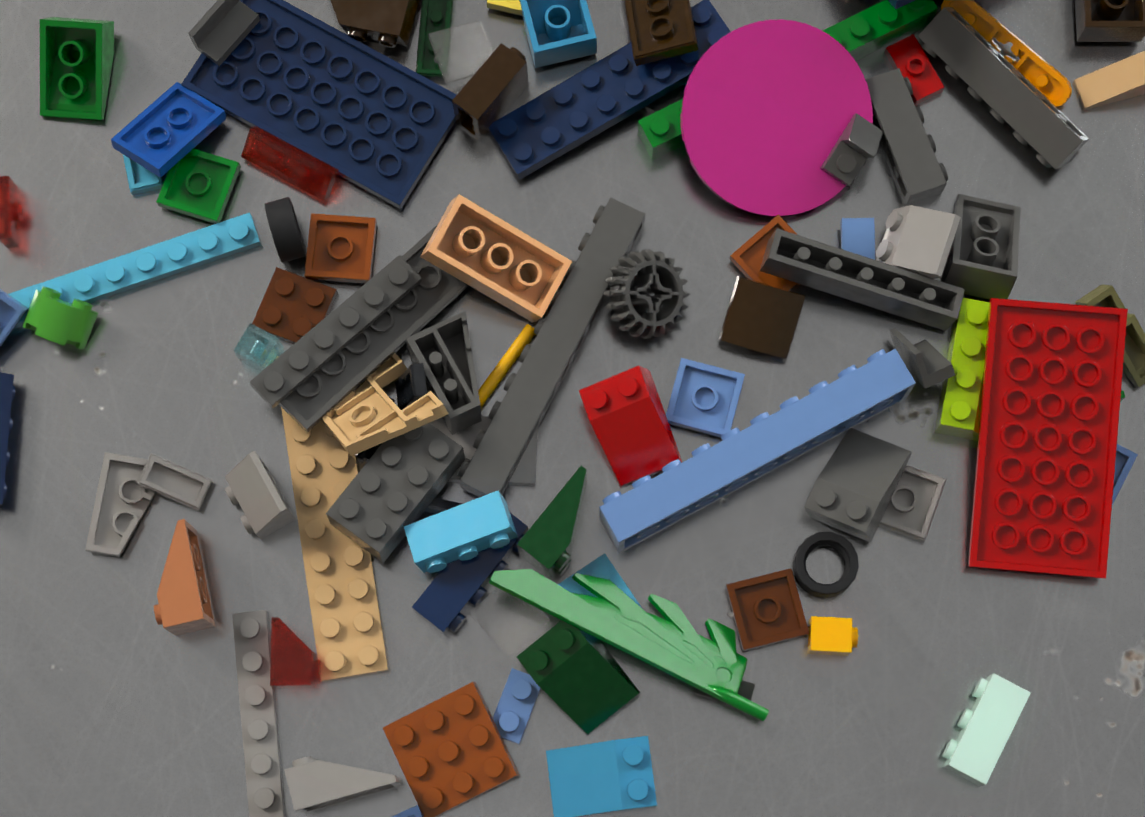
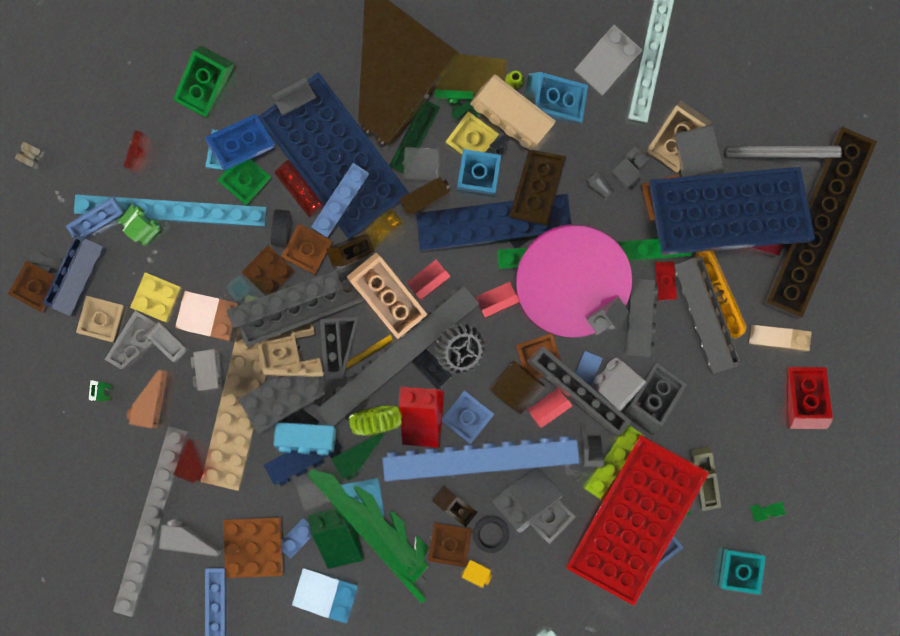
camera: 15 degrees right, 10 degrees up
(54, 491) = (100, 319): none -> tan plate
(93, 606) = (97, 391): none -> green tile
(131, 421) = (155, 297): none -> light yellow plate
(223, 416) = (205, 316): none -> slope
(361, 152) = (340, 200): none -> medium blue plate
(408, 220) = (350, 250): none -> dark brown slope
(411, 385) = (312, 346): black plate -> none
(444, 171) = (383, 227): none -> clear yellow slope
(553, 215) = (428, 280): none -> coral panel
(561, 457) = (375, 420): none -> lime gear
(615, 347) = (431, 369): none -> black plate
(672, 202) = (497, 299): none -> coral panel
(747, 544) = (454, 506): none -> dark brown slope
(826, 331) = (549, 407): none -> coral panel

